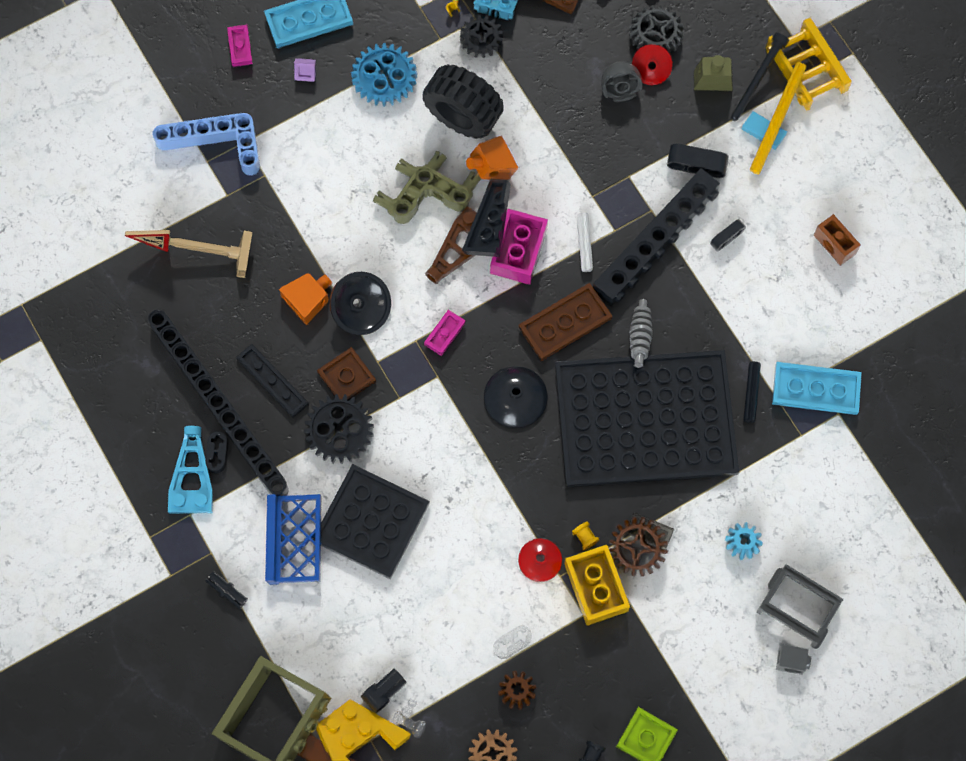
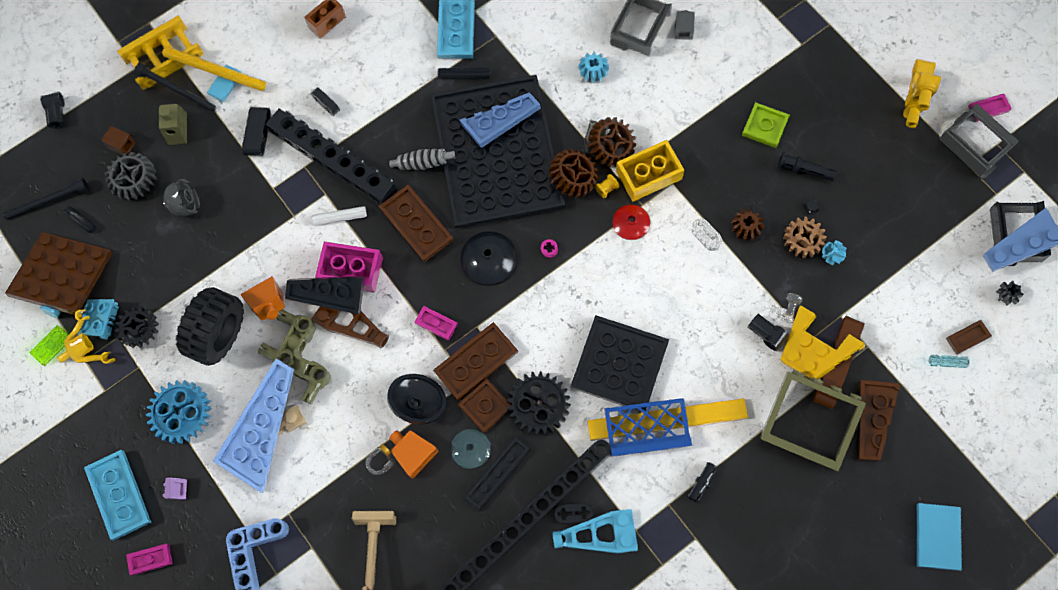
camera: 90 degrees left, 0 degrees up
(302, 592) = (696, 416): none -> yellow tile
(306, 365) = (475, 457): none -> clear light blue dish
(308, 268) = (390, 463): none -> clear piece
(345, 143) = (252, 441): none -> light blue wing
(360, 181) = (292, 419): none -> tan plate
(396, 370) = (475, 361): none -> reddish brown plate
(523, 467) = (554, 245): none -> dark pink bush
(601, 507) = (578, 170): none -> reddish brown gear
(656, 54) = (155, 176): red dish -> none
(677, 415) = (493, 123): none -> medium blue wing
(700, 19) = (118, 141): none -> reddish brown brick

